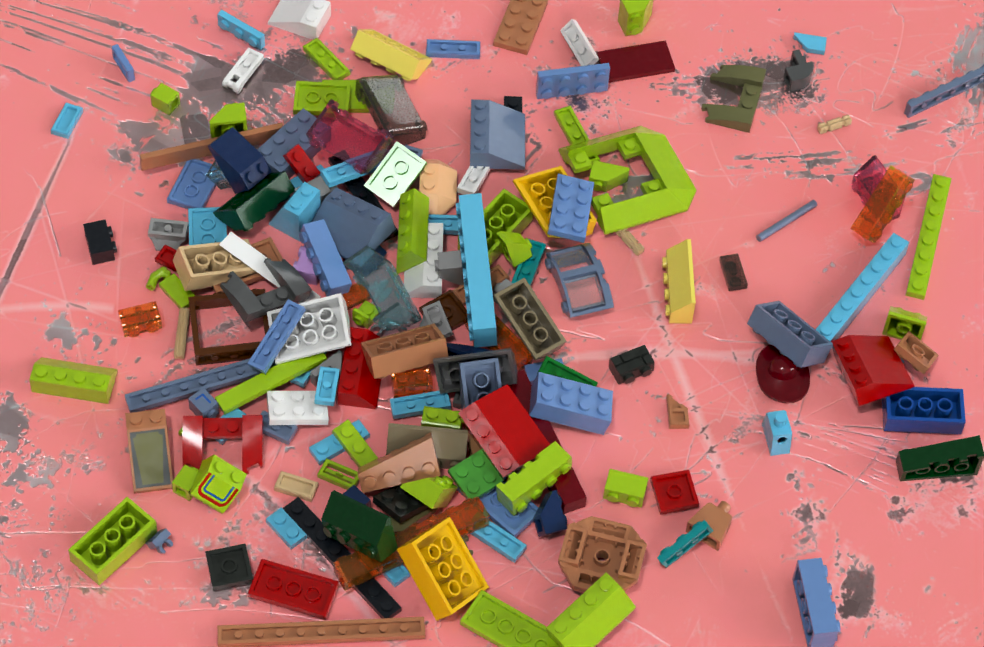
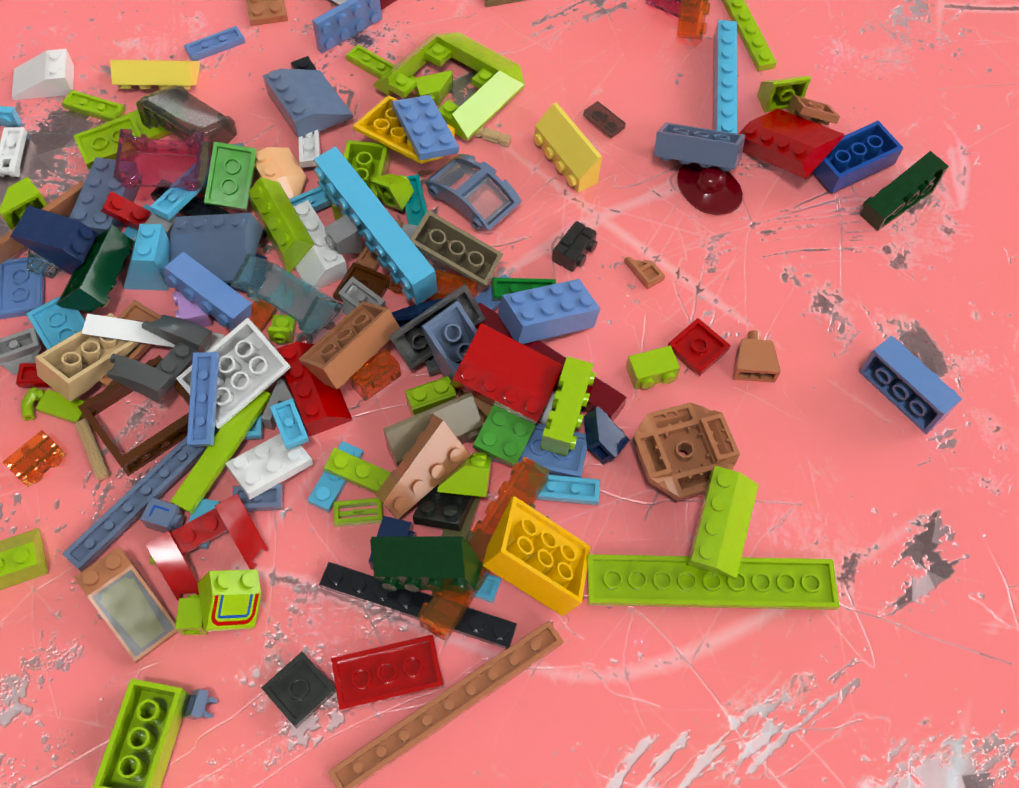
camera: 30 degrees left, 5 degrees up
(286, 528) = (336, 605): medium azure plate -> none
(296, 486) = (318, 550): tan tile -> none
(414, 404) = (393, 392): medium azure plate -> none
(684, 543) = (750, 390): teal plate -> none
(777, 426) = (750, 239): medium azure torso -> none
(785, 221) = (615, 56): sand blue bar -> none

